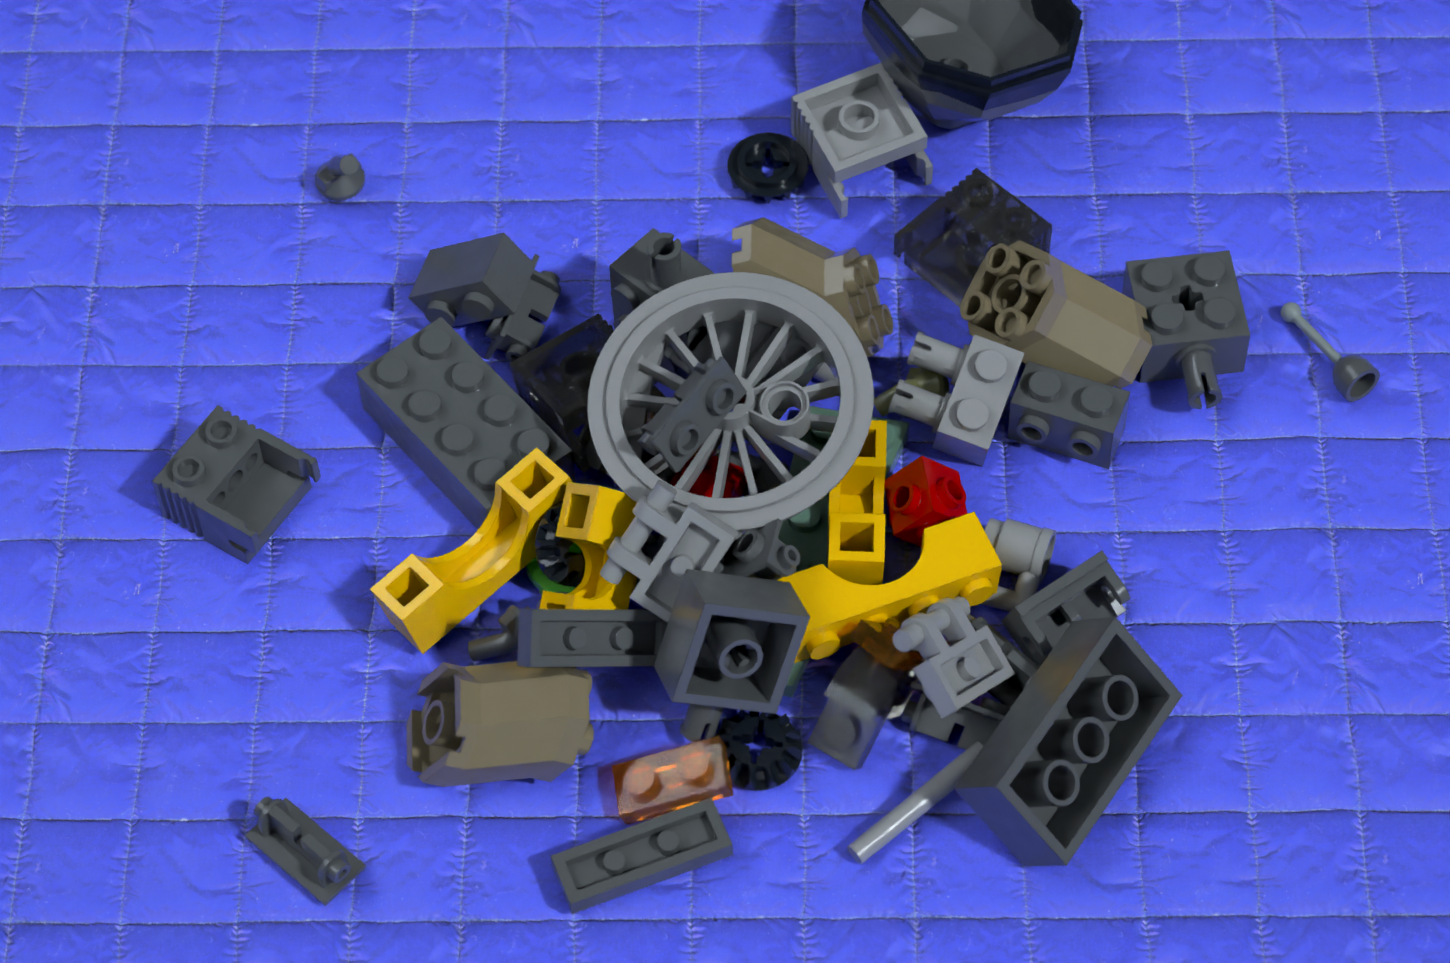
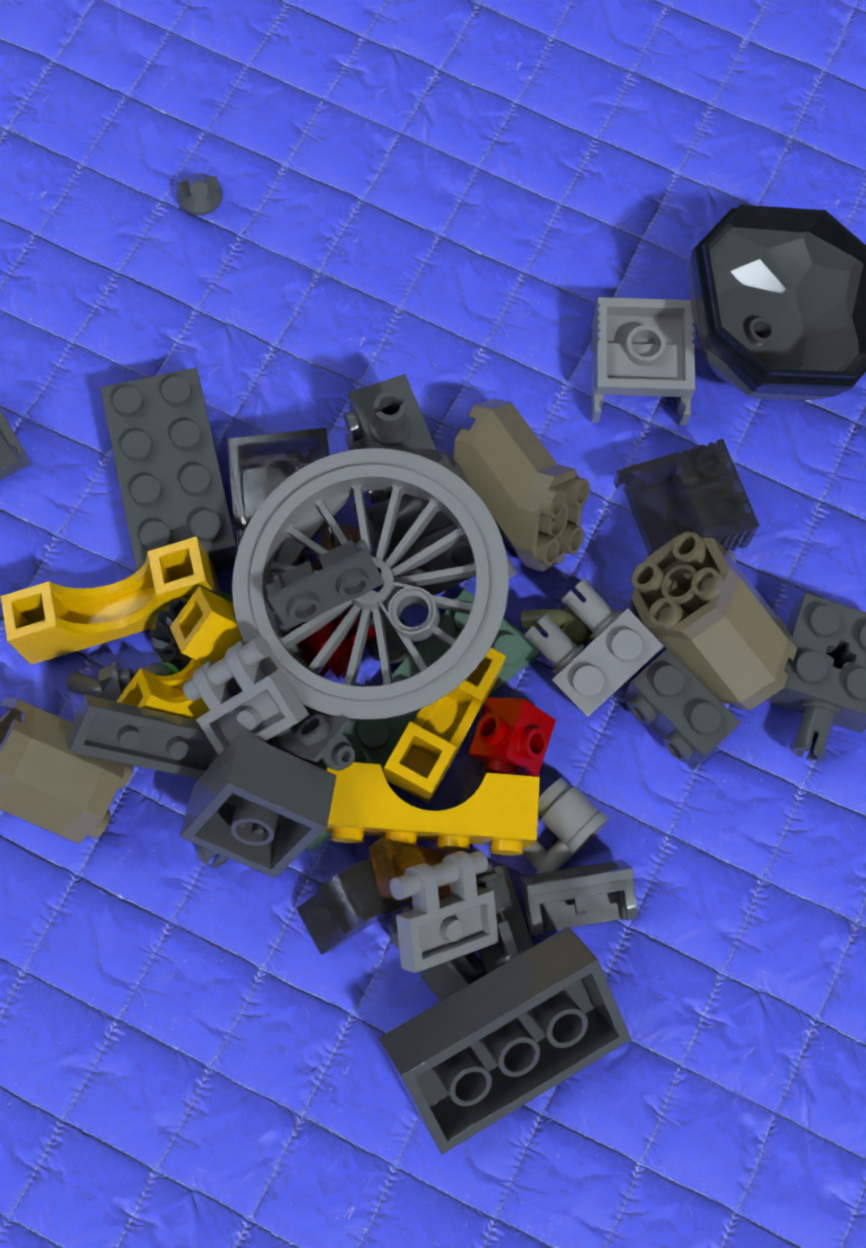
camera: 20 degrees right, 15 degrees up
(472, 280) = (242, 345): dark grey brick -> none
(517, 332) = (292, 375): dark grey hinge -> none
(641, 855) = (102, 946): dark grey plate -> none
(672, 780) = (164, 890): clear orange plate -> none
(747, 161) = (545, 329): black gear -> none
(775, 763) = (255, 916): black gear -> none
(912, 807) = (357, 1015): light grey bar -> none

